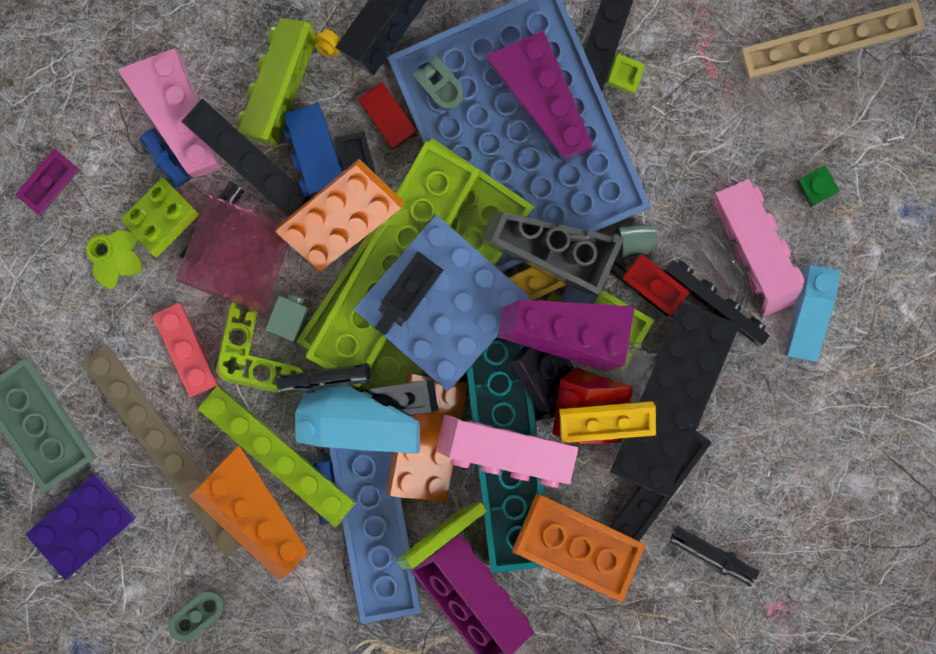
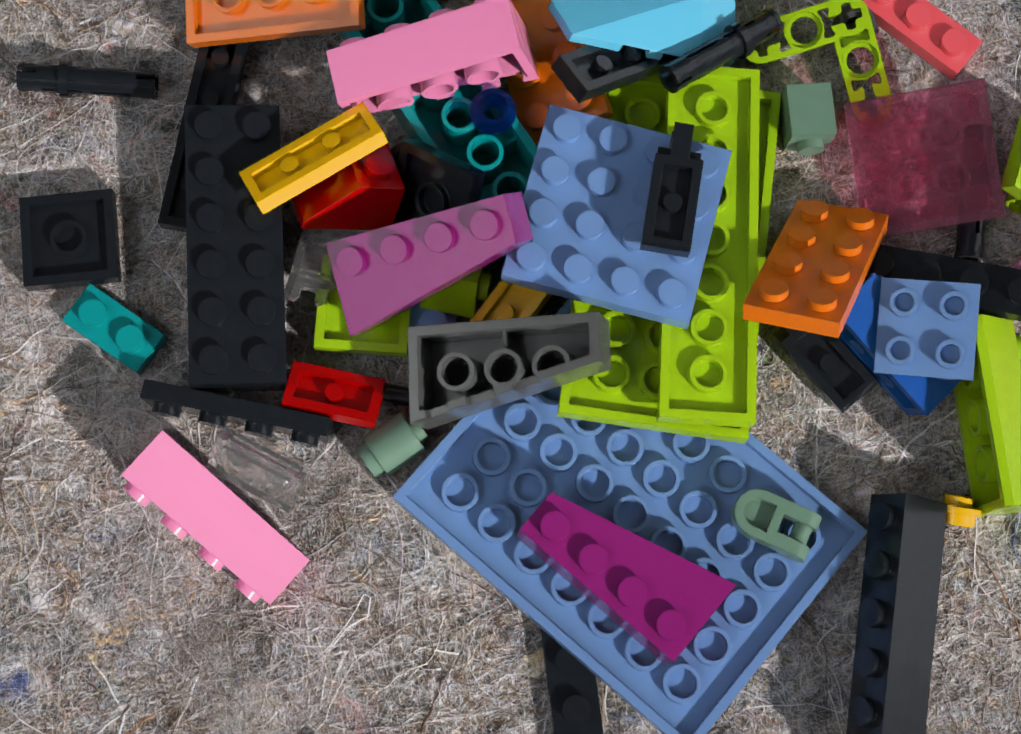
camera: 145 degrees right, 10 degrees down
(296, 146) = (927, 328): none -> medium blue hinge
(387, 115) = (821, 453): red tile -> none
(494, 404) = (492, 99): none -> clear blue plate
(625, 74) = (520, 675): lime plate -> none
(765, 391) = (114, 329): none -> teal plate
(768, 458) = (69, 239): none -> black plate
(812, 312) = (94, 467): medium azure slope -> none
(818, 186) = (165, 652): green plate -> none

